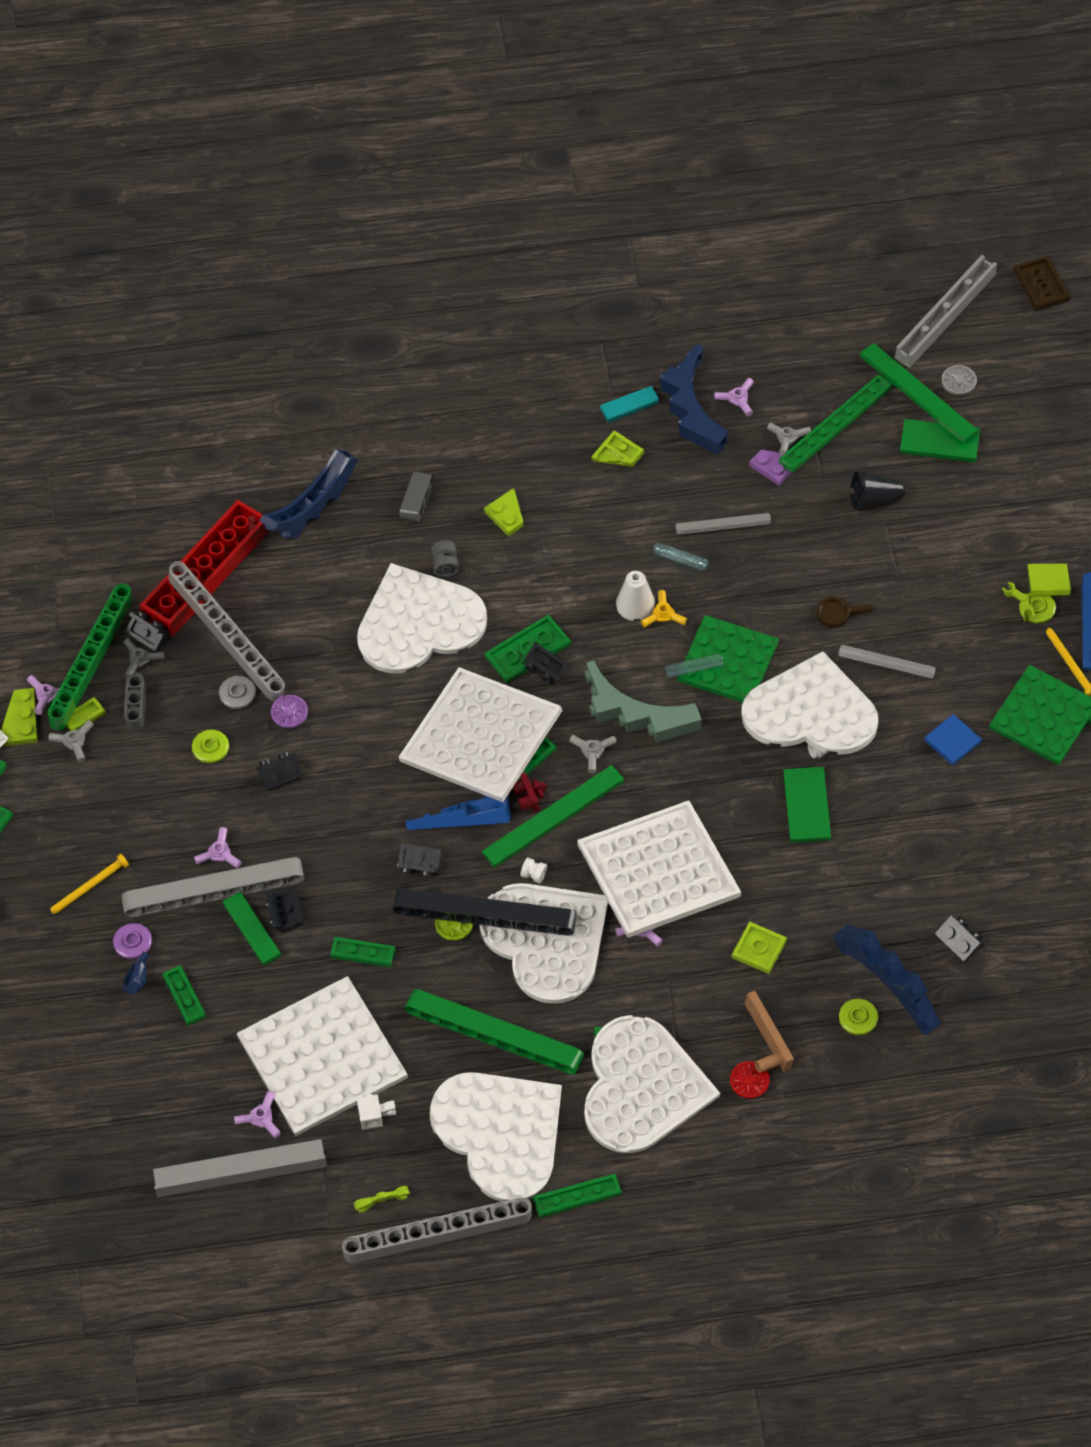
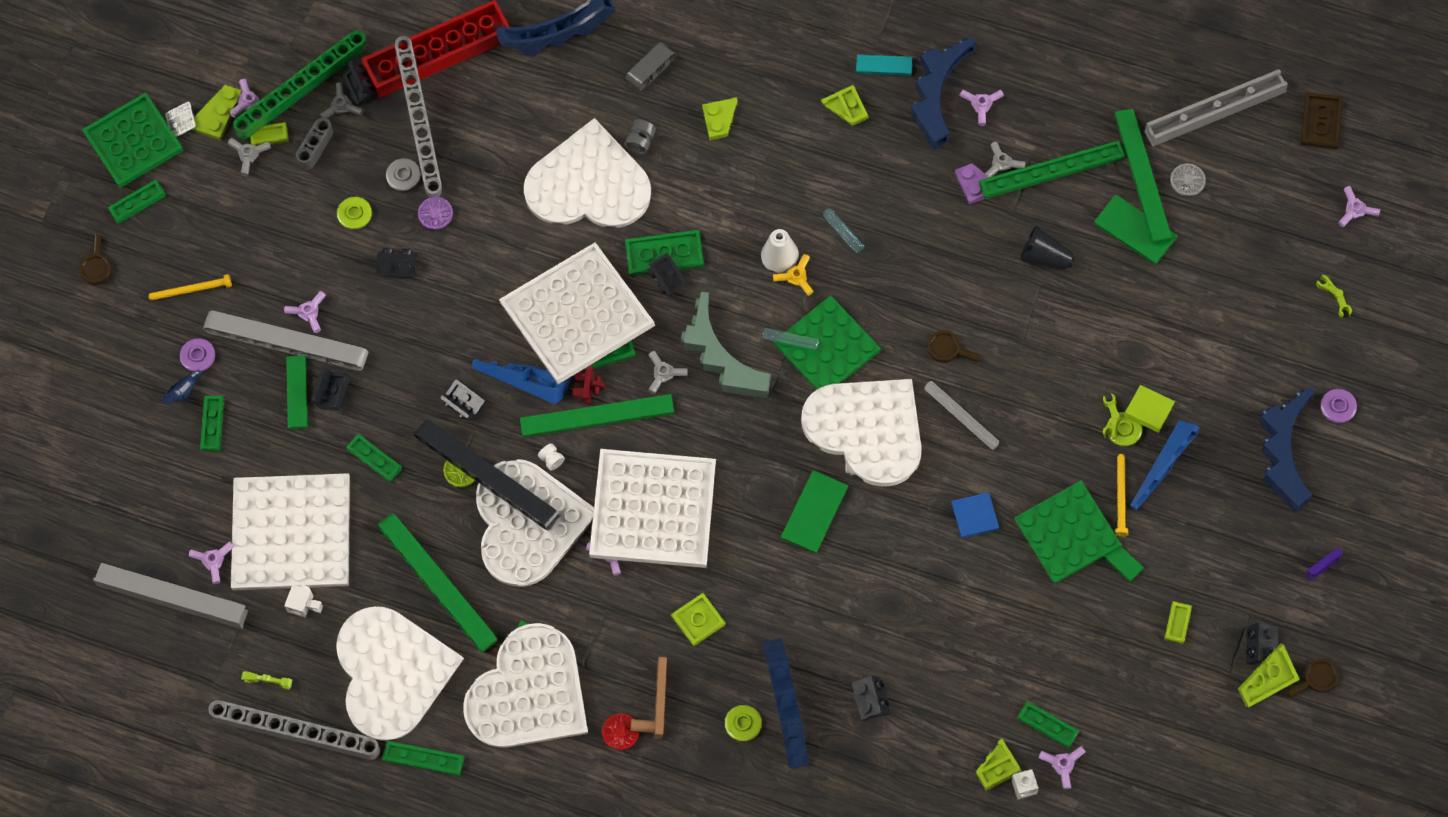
camera: 30 degrees right, 10 degrees up
(723, 523) = (898, 217): light grey axle -> none

